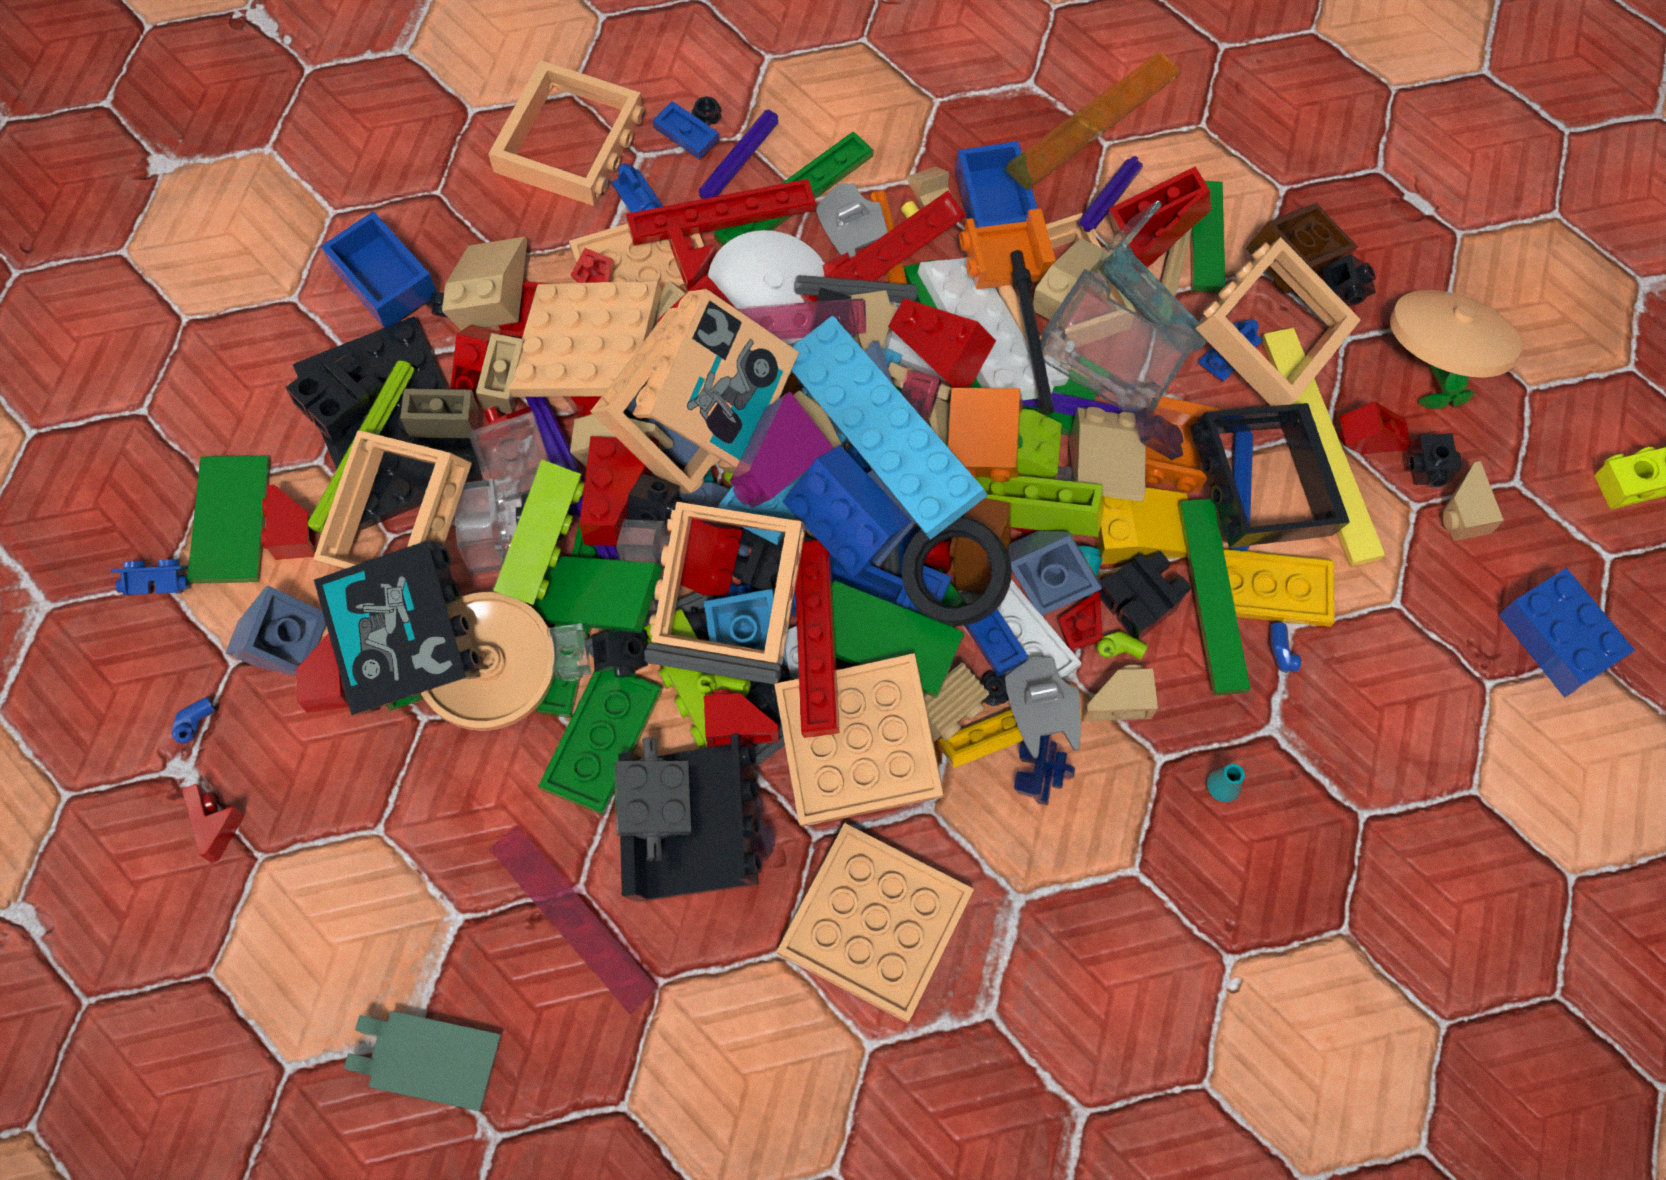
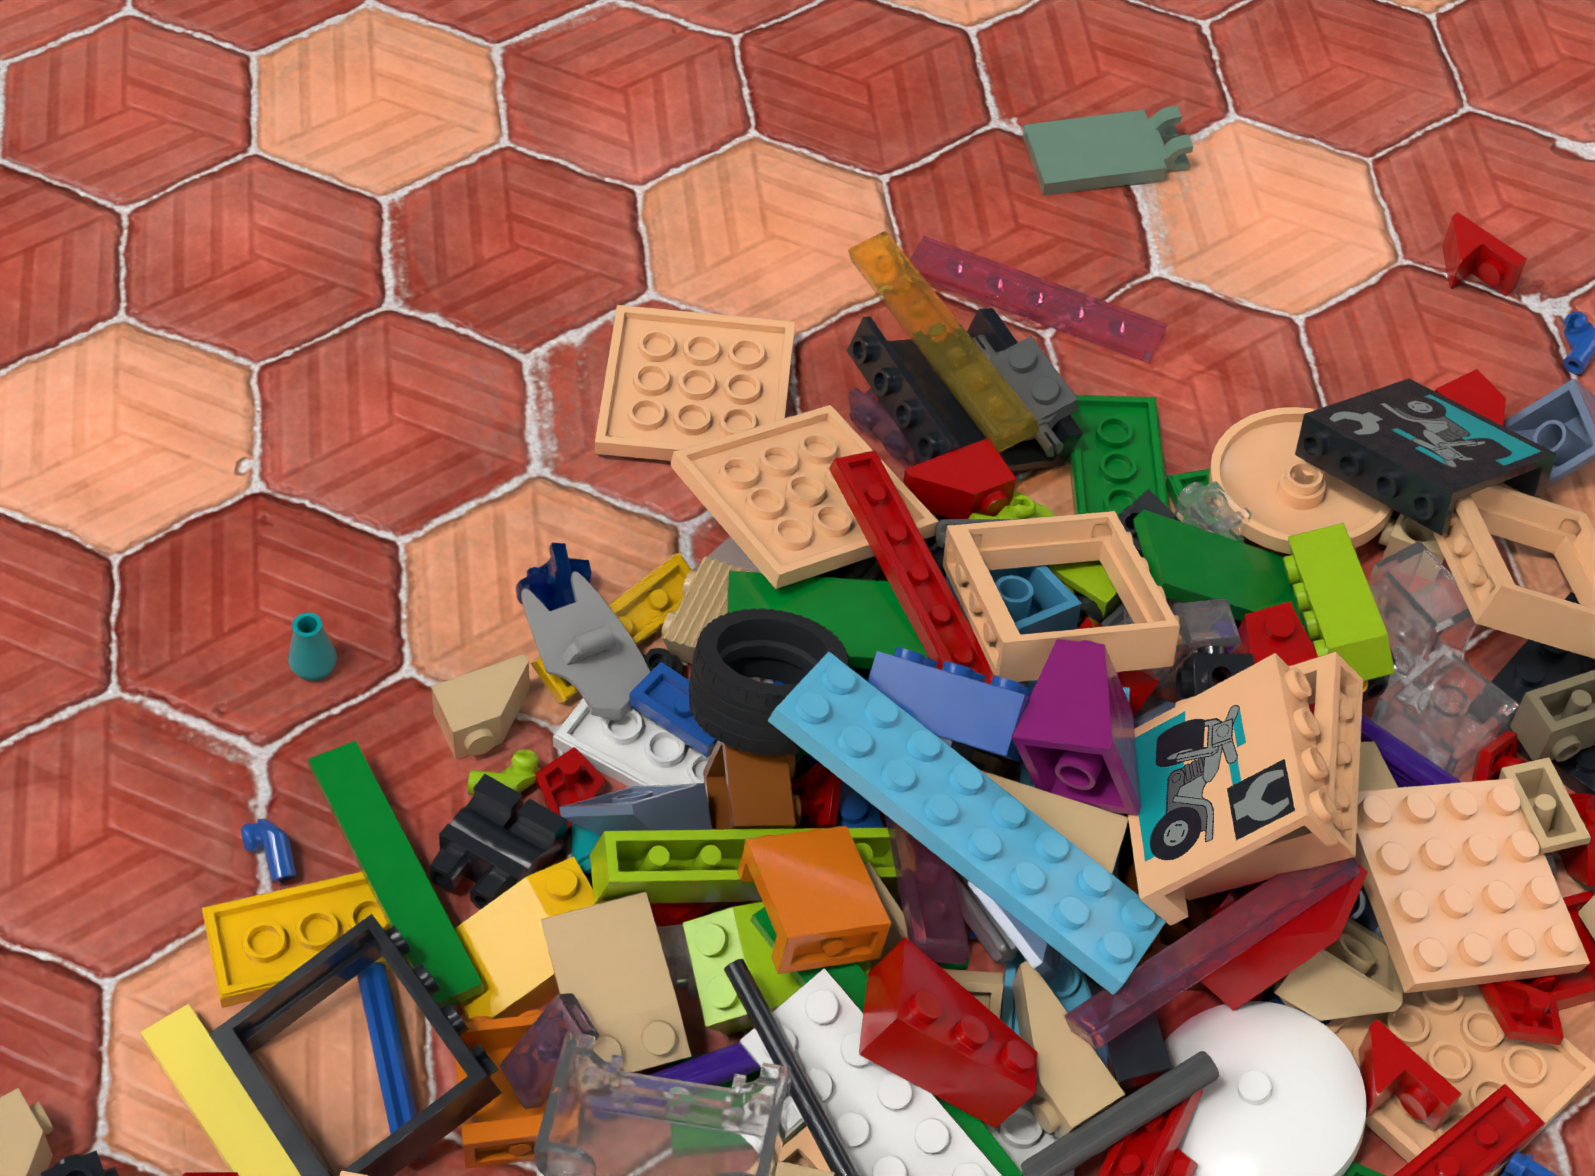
camera: 155 degrees right, 15 degrees down
(682, 873) = (944, 342): none -> clear yellow tile

